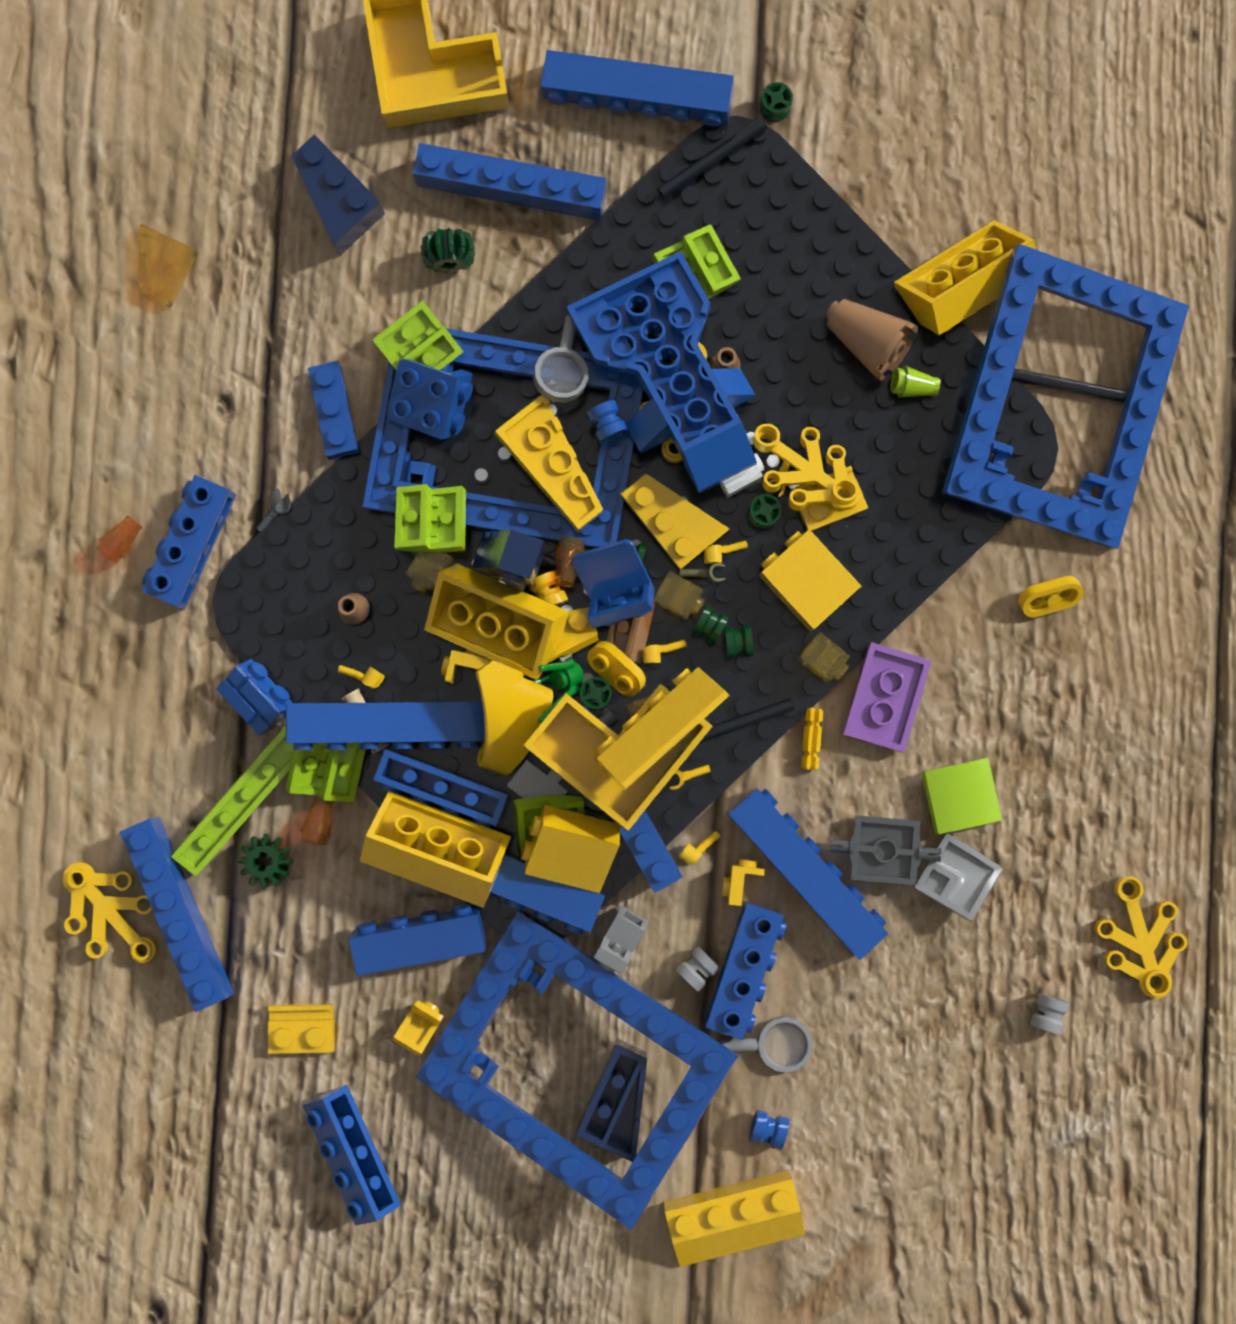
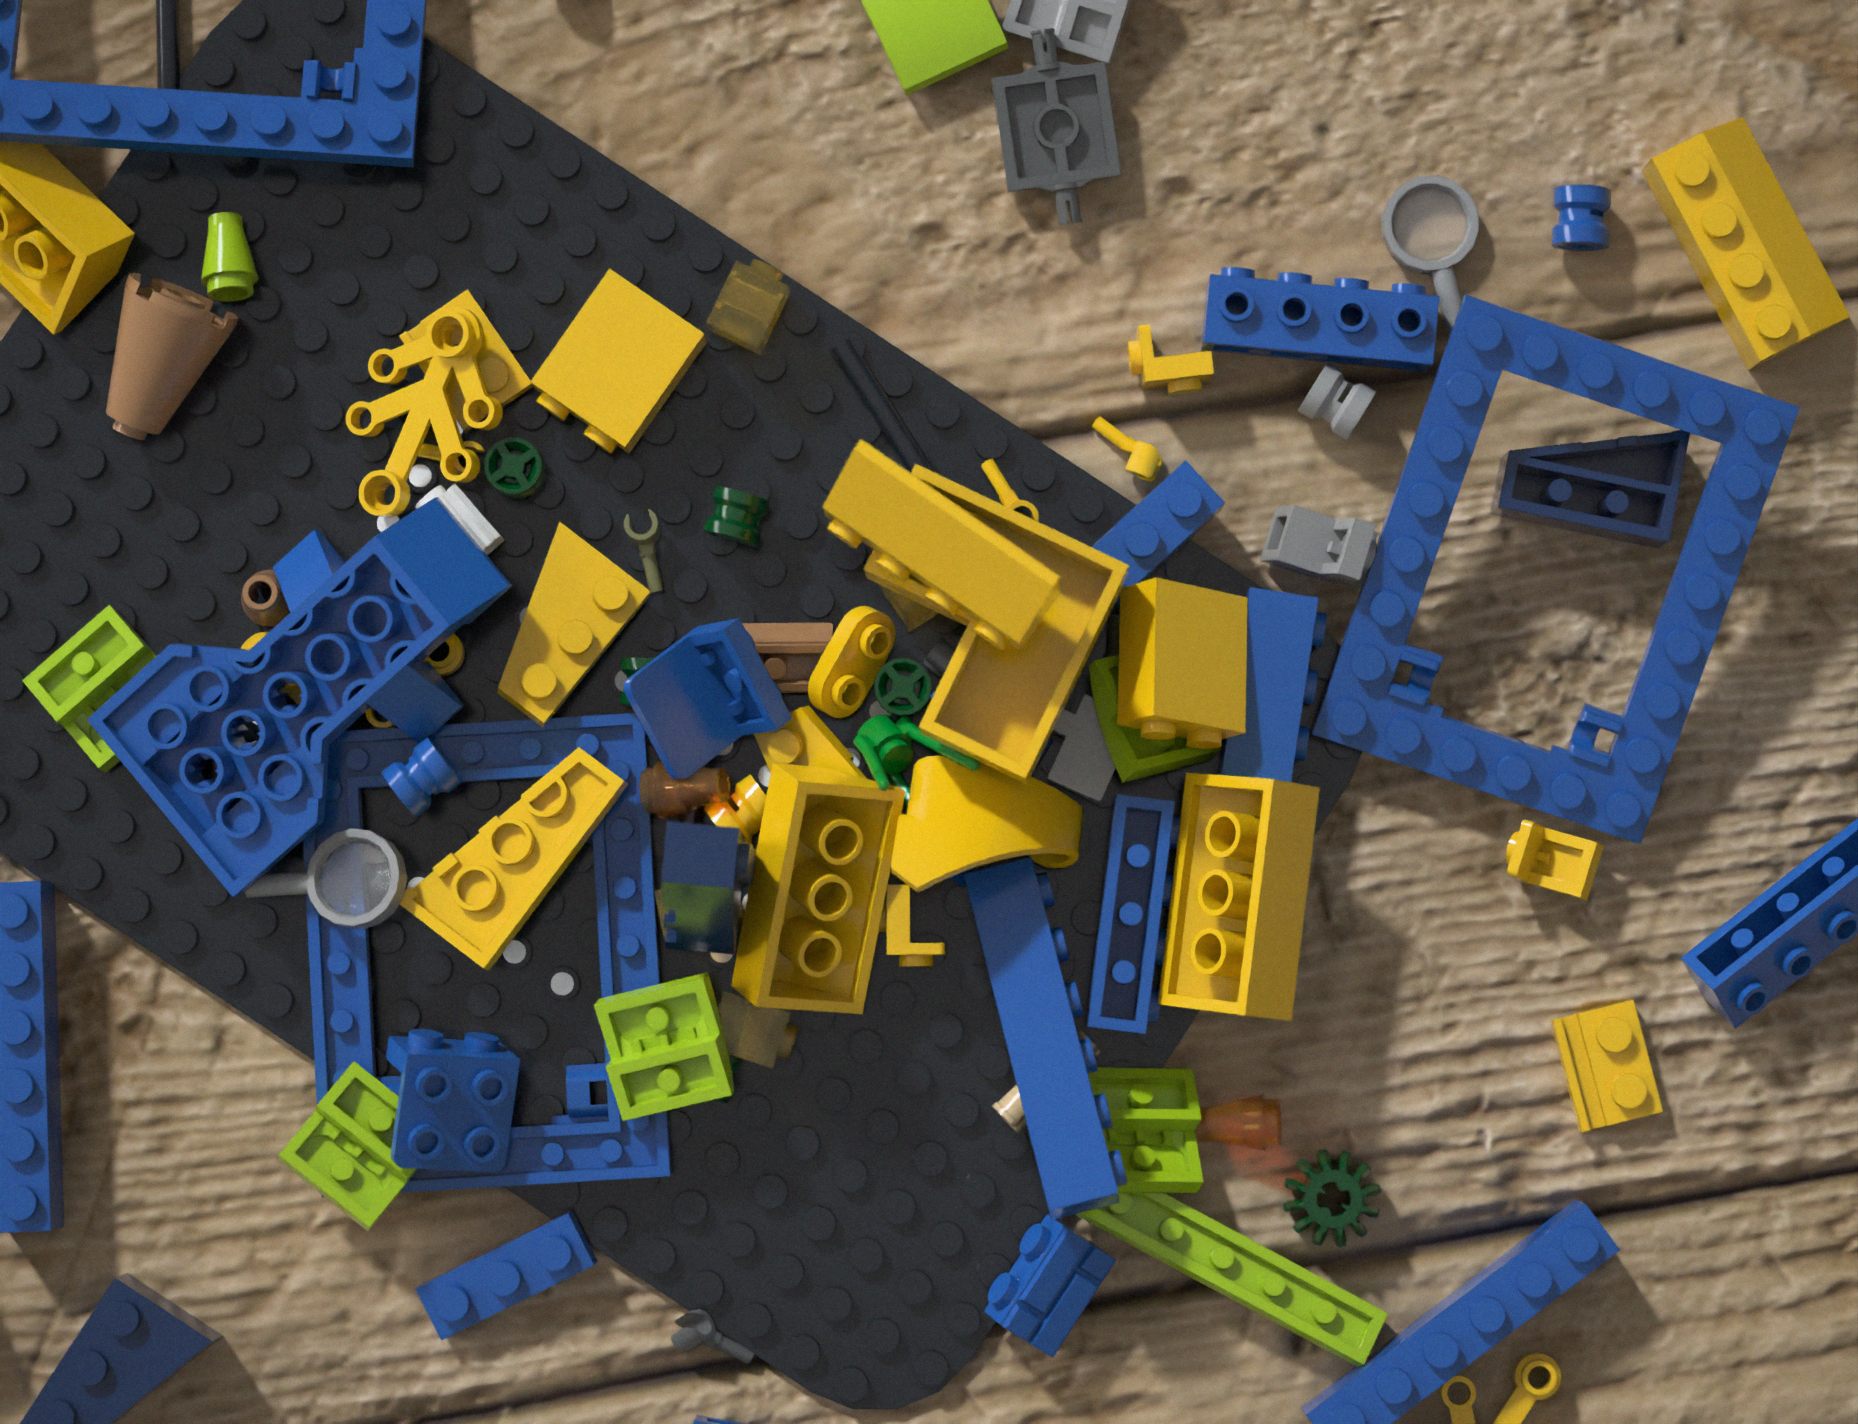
camera: 100 degrees left, 0 degrees up
(359, 612) = (865, 1137): medium nougat cone -> none
(371, 678) = (969, 1088): yellow hand -> none
(418, 939) = (1403, 896): blue brick -> none
(447, 250) = (174, 1137): dark green gear -> none
(652, 655) = (809, 606): yellow hand -> none
(679, 596) = (699, 580): clear yellow brick -> none
(714, 553) = (609, 539): yellow hand -> none
(738, 641) = (754, 460): dark green wheel -> none
(808, 873) = (1126, 252): blue brick -> none
(812, 739) = (893, 296): yellow axle -> none
(886, 697) = (790, 184): medium lavender plate -> none

